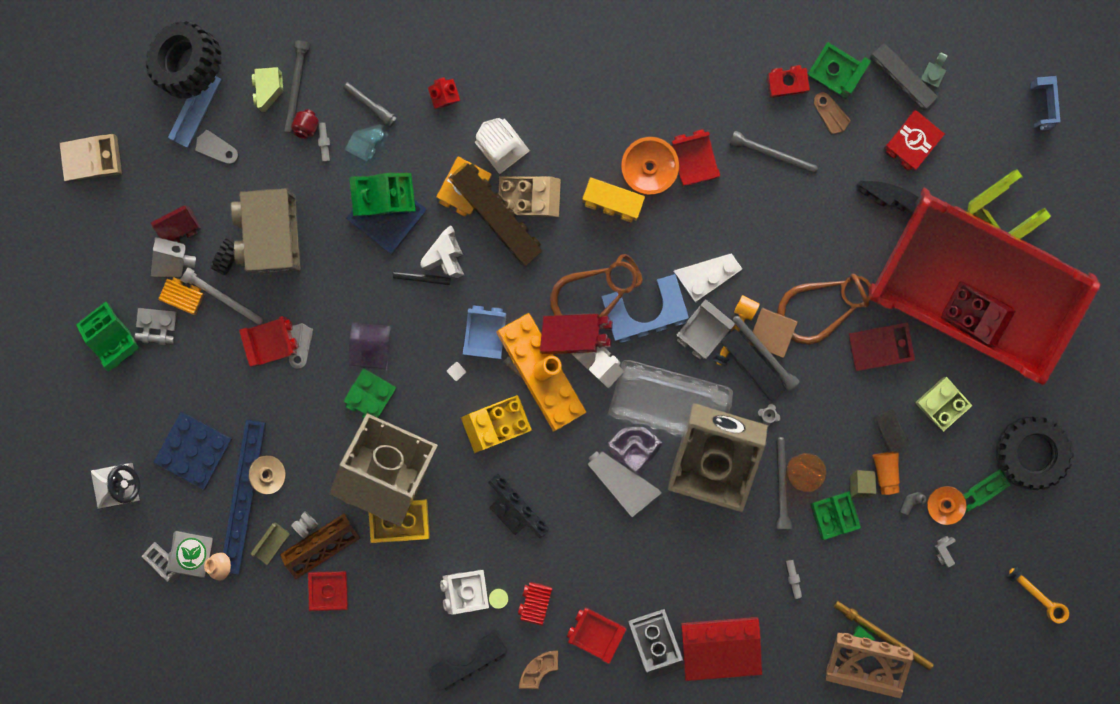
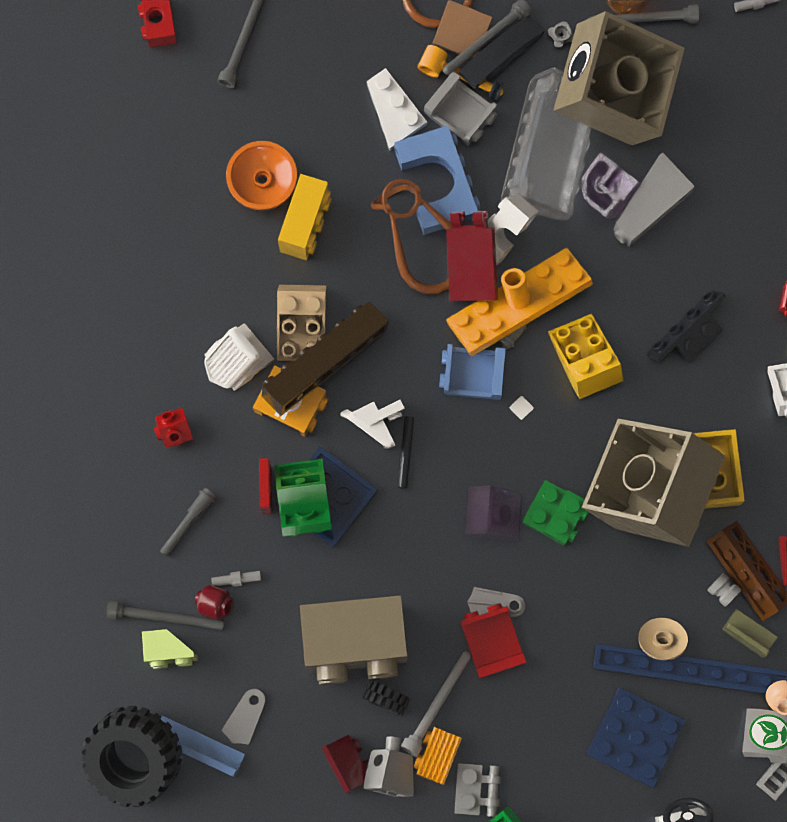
camera: 100 degrees left, 10 degrees down
(363, 142) = (236, 528): clear light blue slope -> none
(393, 165) = (266, 486): none -> red tile
(695, 158) = (252, 124): red panel -> none

